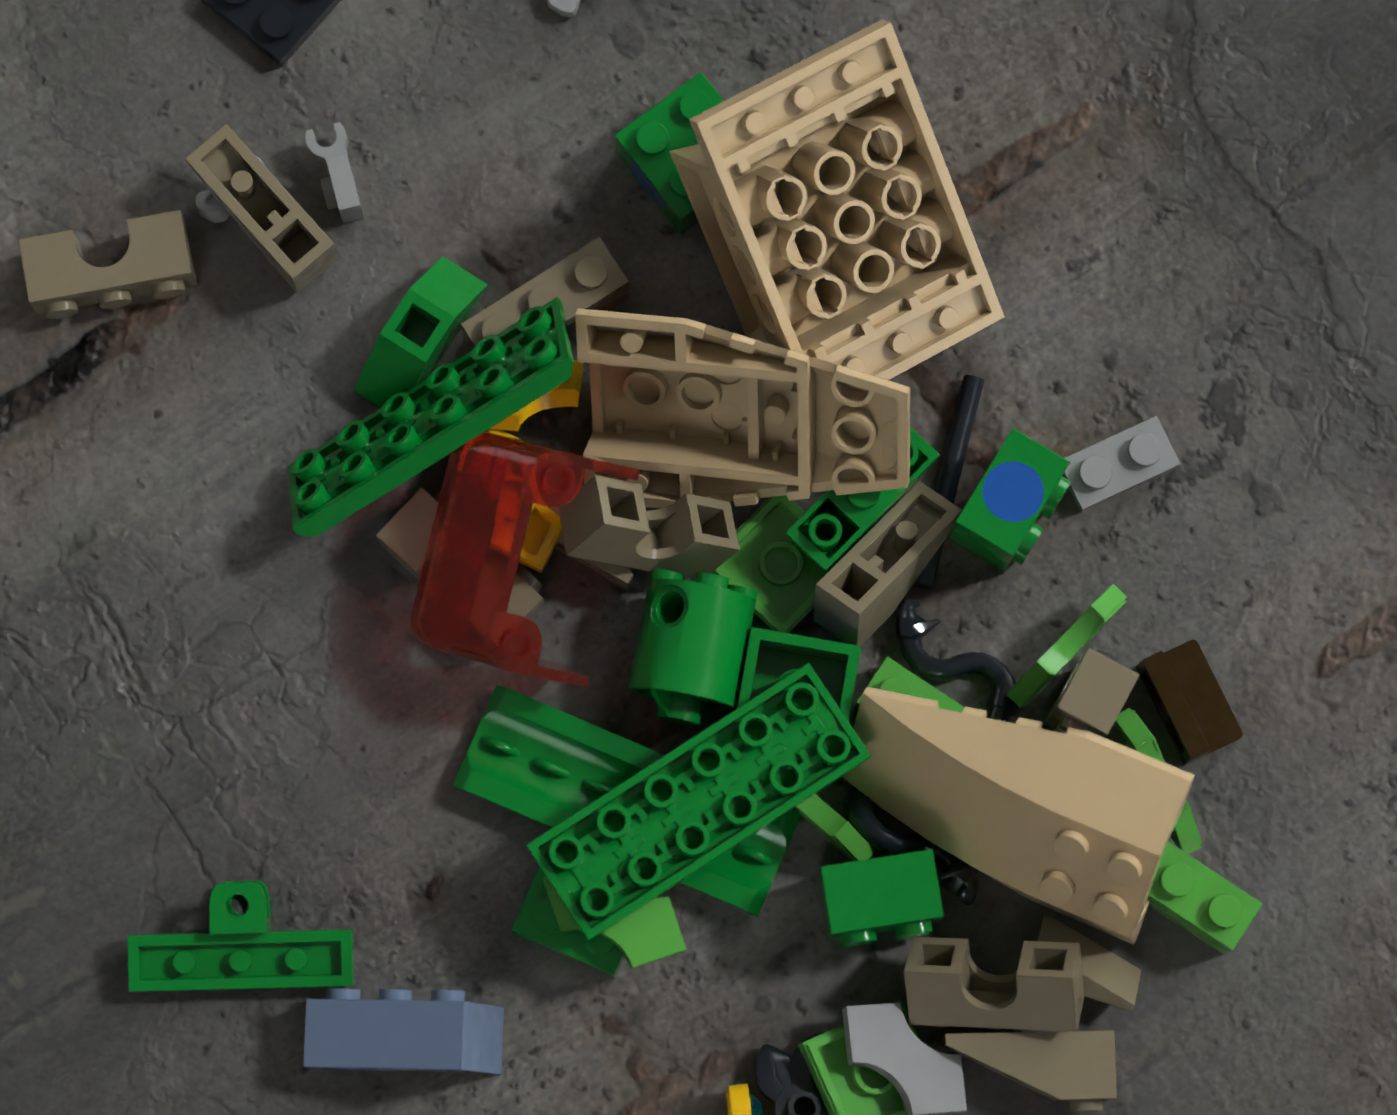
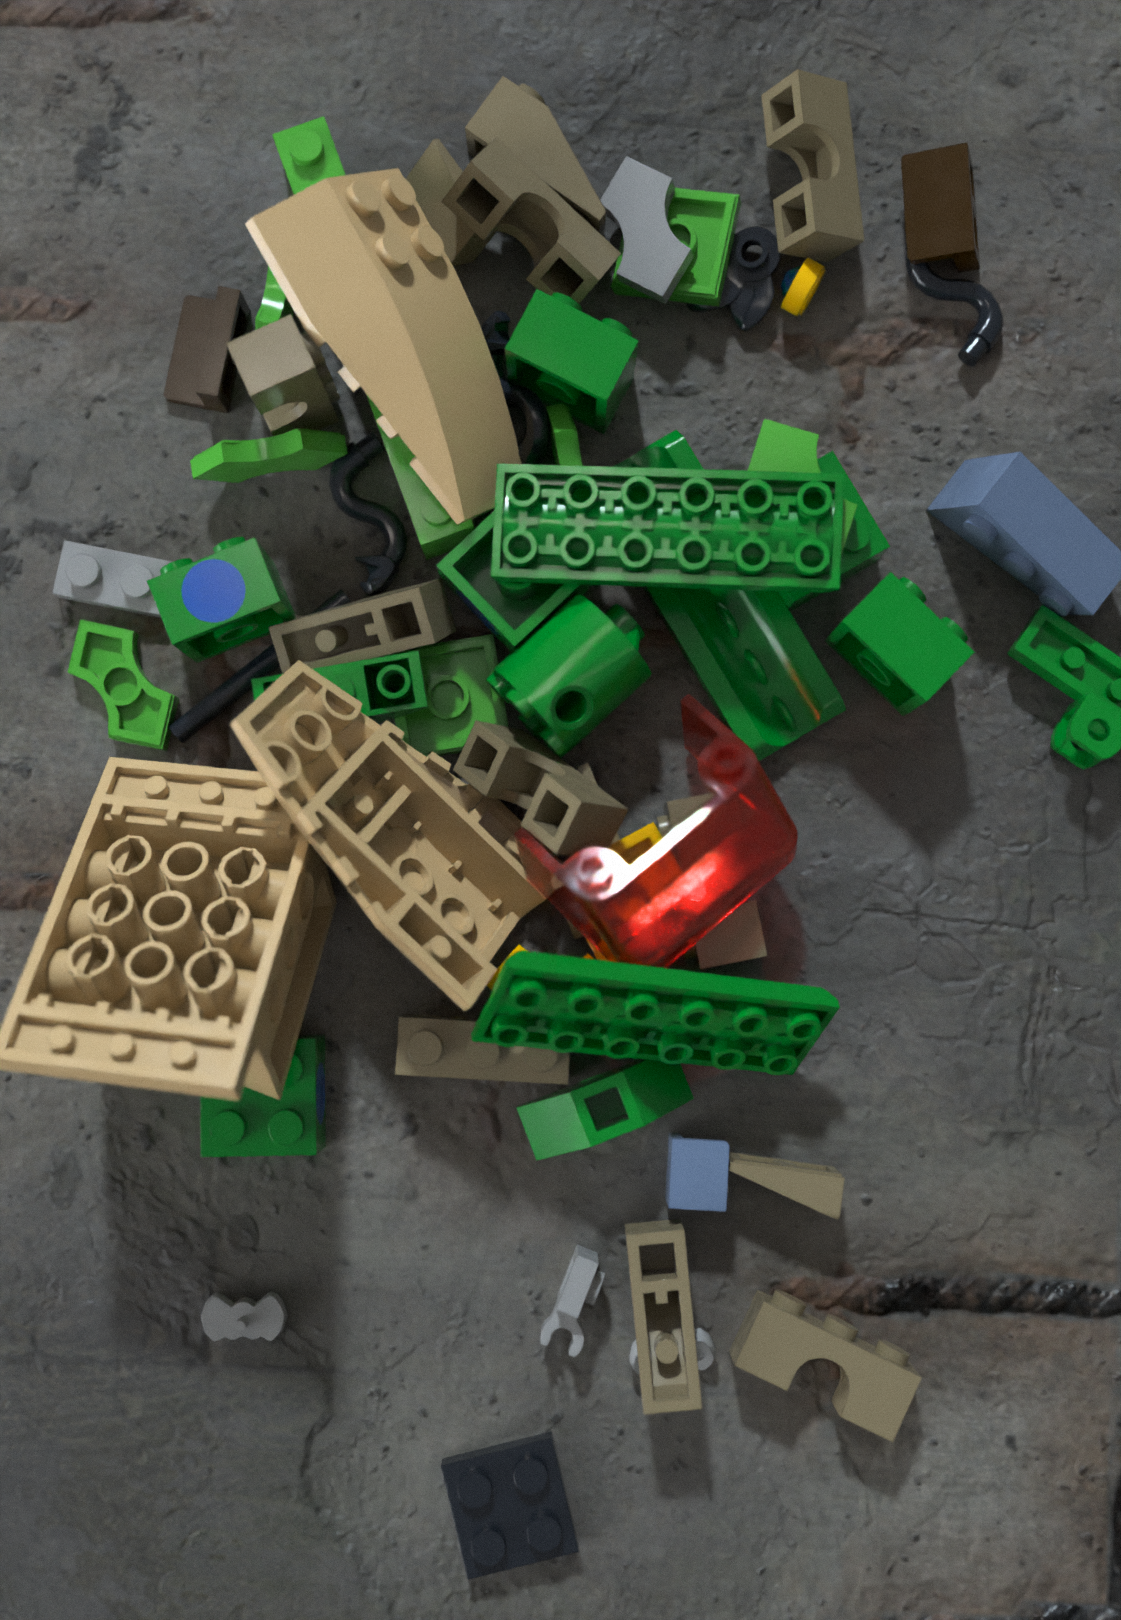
camera: 140 degrees left, 5 degrees up
(226, 384) = (804, 1182): none -> dark tan slope
(310, 332) = (697, 1173): none -> sand blue panel
(446, 857) = (900, 644): none -> green brick
(1024, 378) = (135, 707): none -> bright green tile

